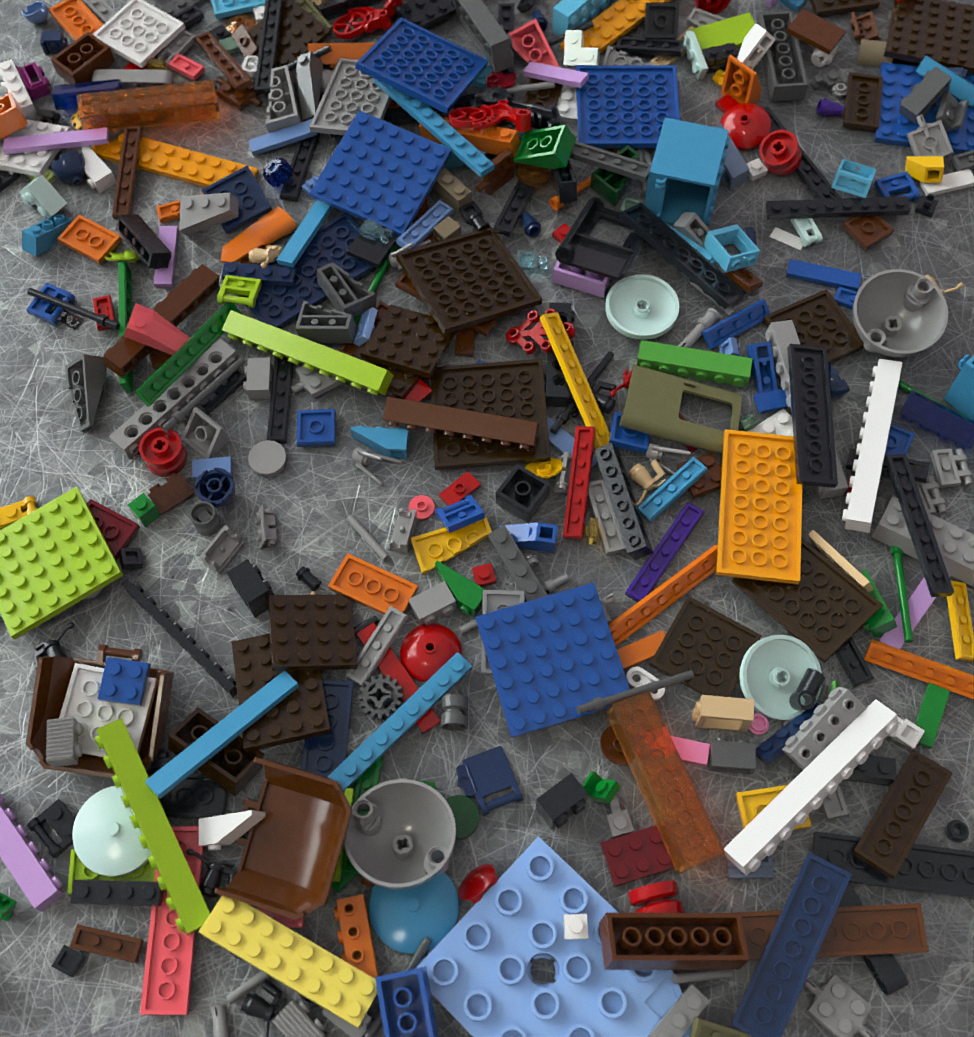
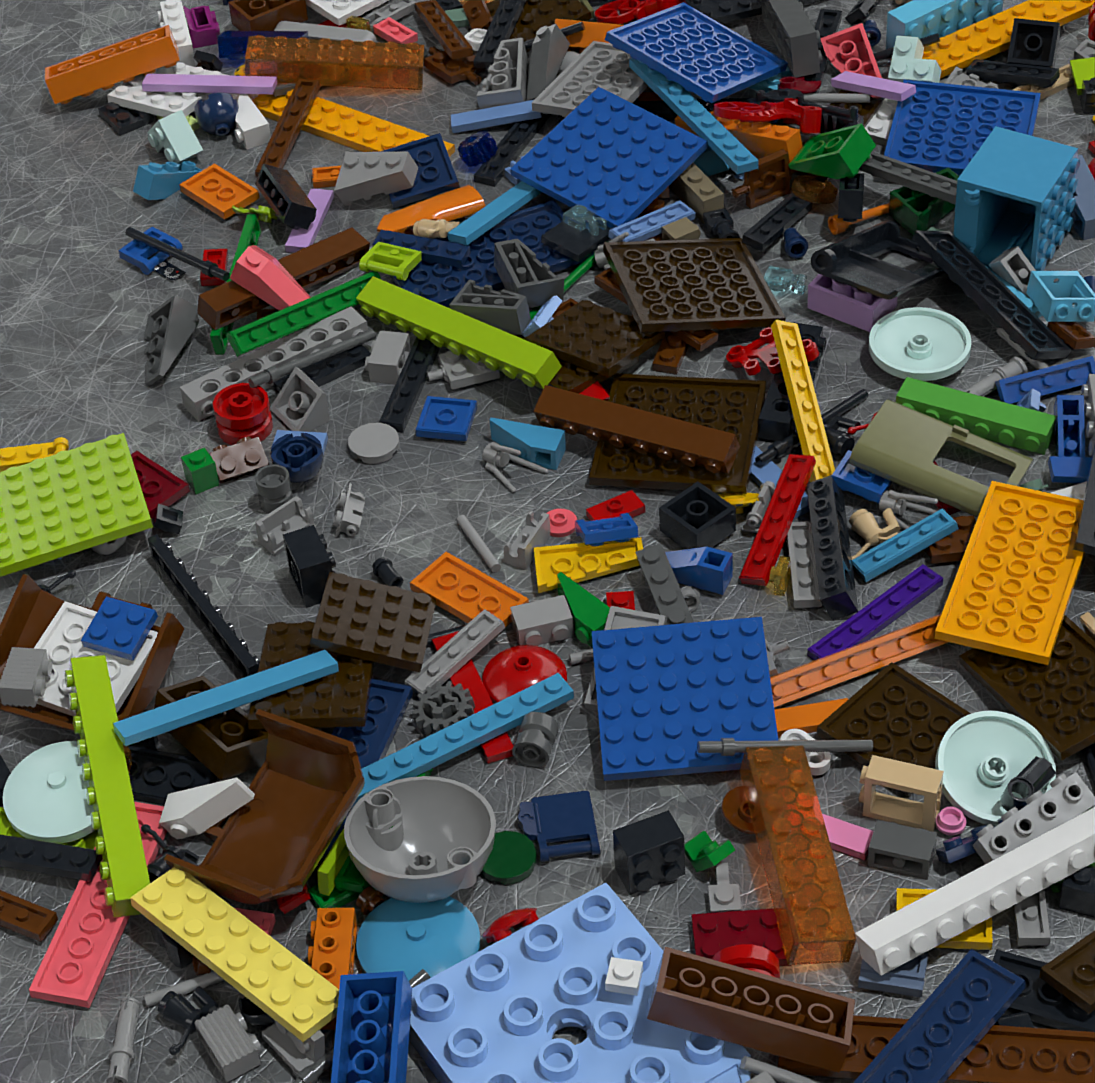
camera: 15 degrees right, 20 degrees down
(695, 55) = (1072, 87): light aqua plate -> none

